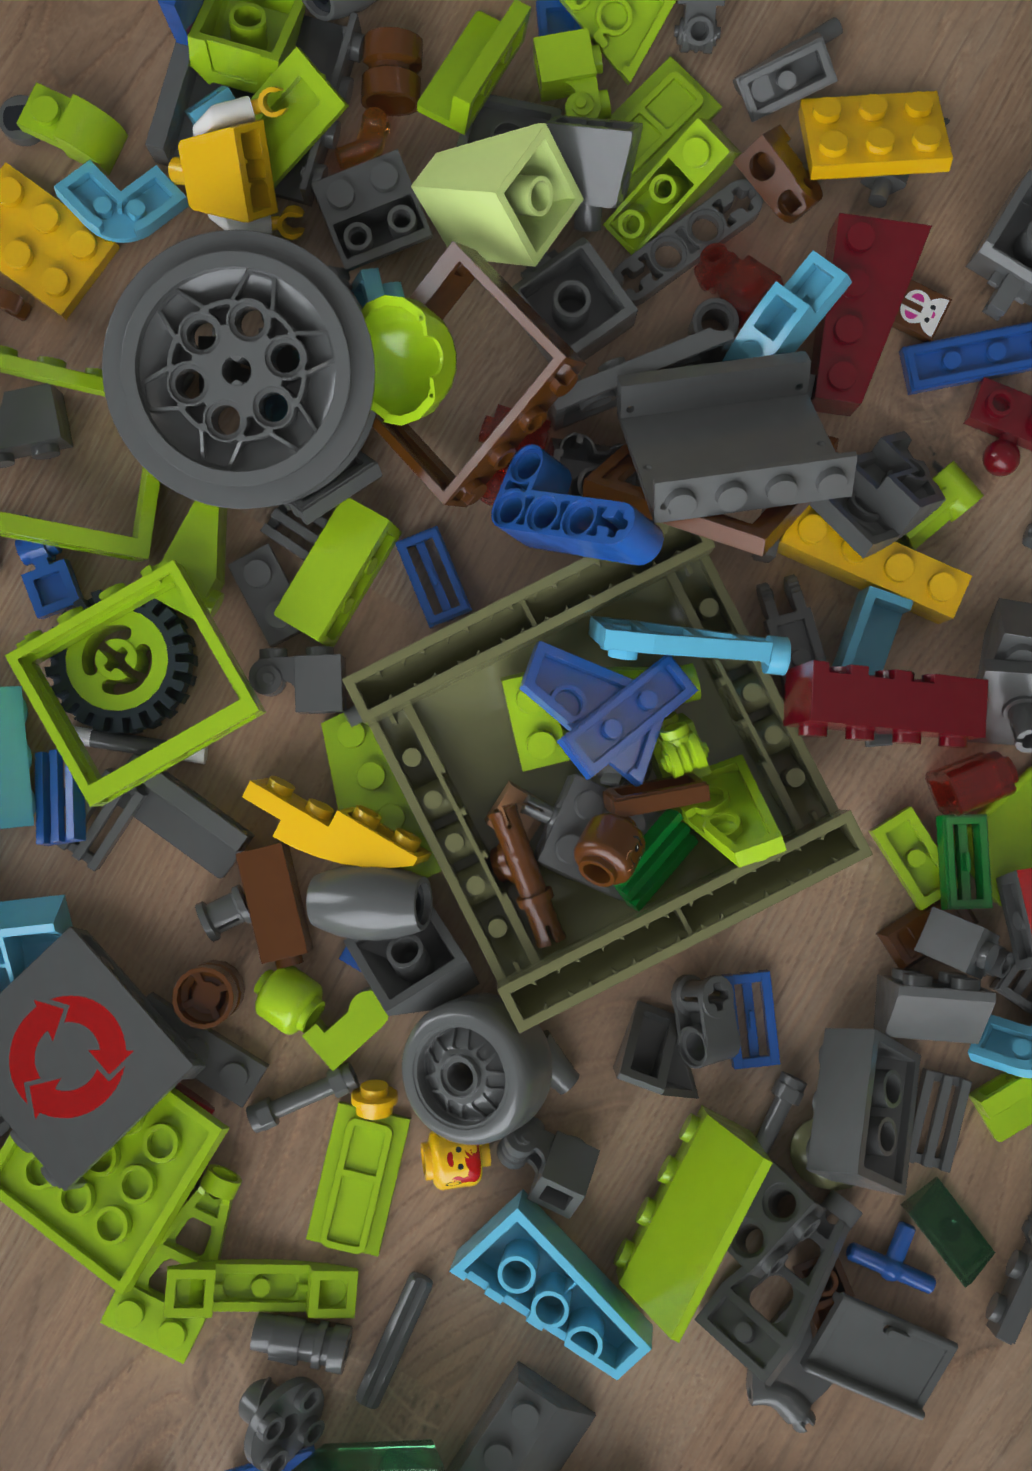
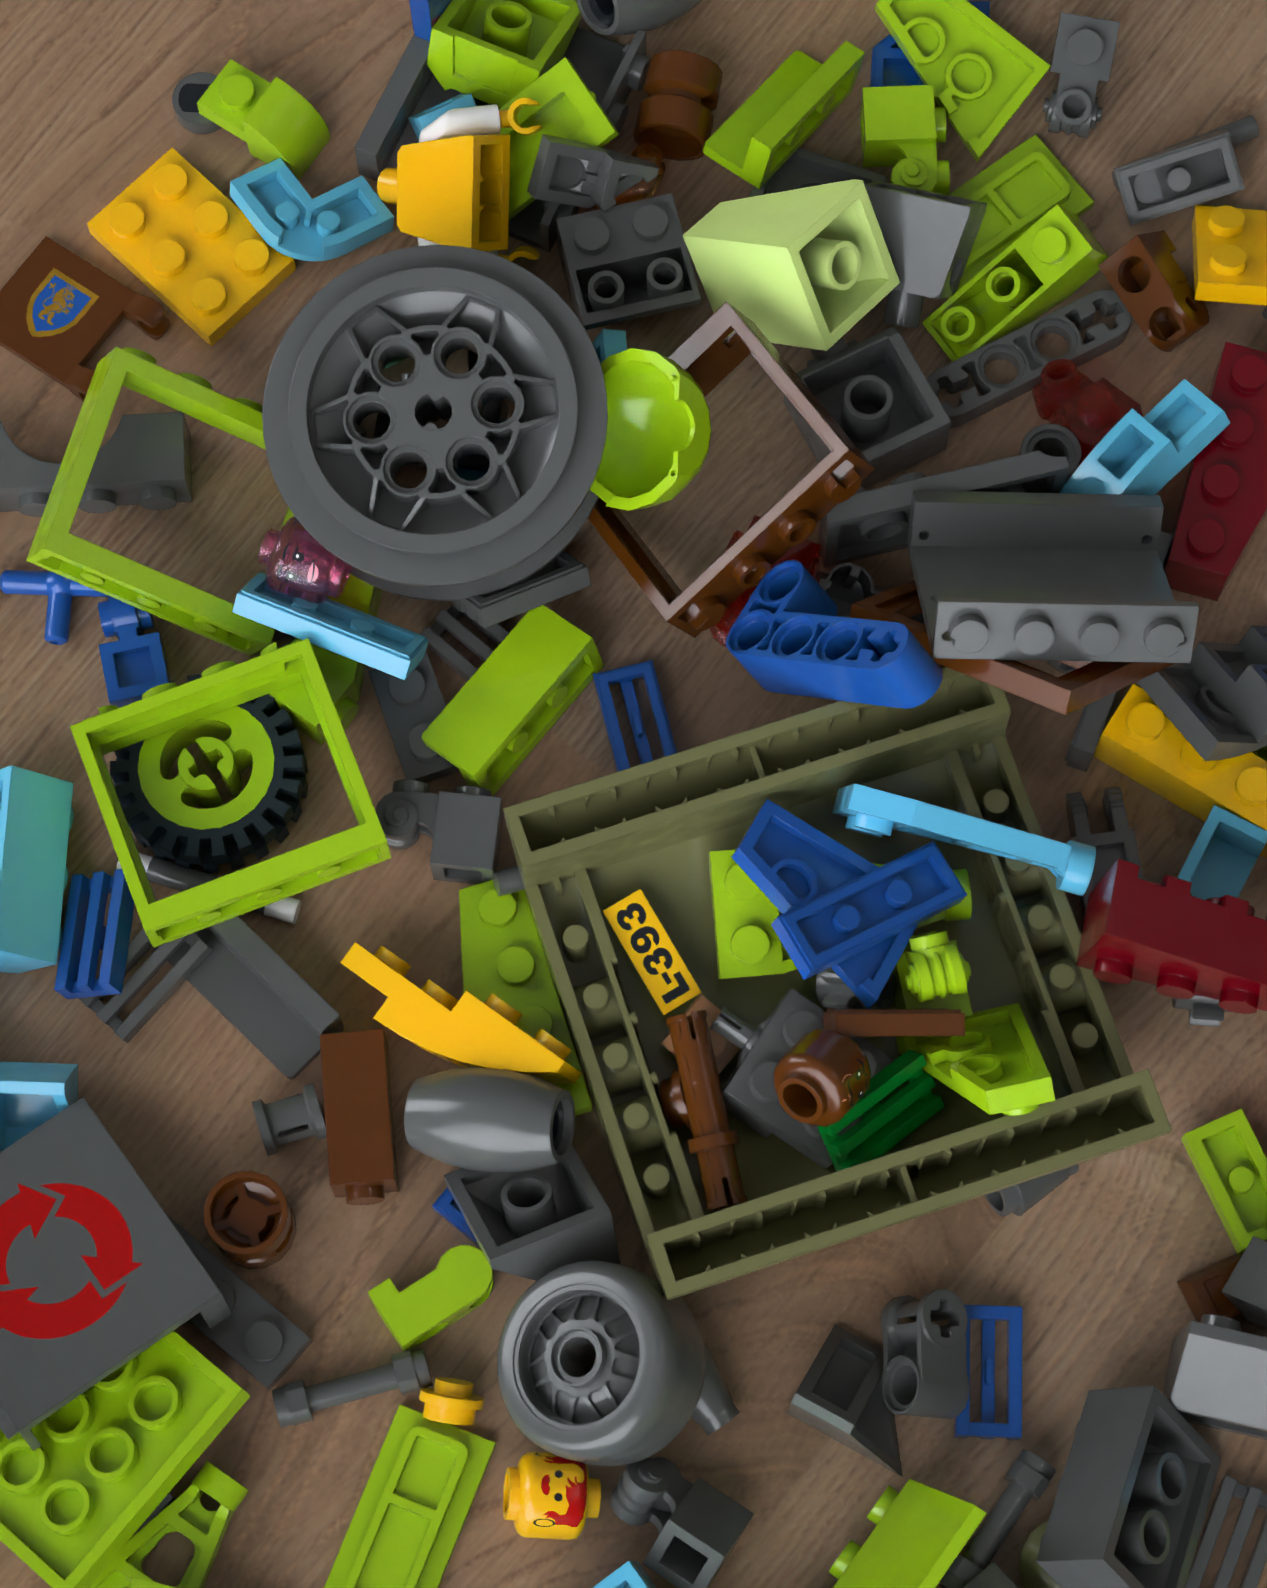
camera: 10 degrees right, 15 degrees down
(156, 502) = (301, 565): none -> clear pink head
(189, 542) = (334, 628): none -> medium azure tile
(289, 999) = (356, 1246): lime head -> none
(327, 143) = (584, 173): none -> dark grey slope
(469, 756) = (652, 951): none -> yellow sticker

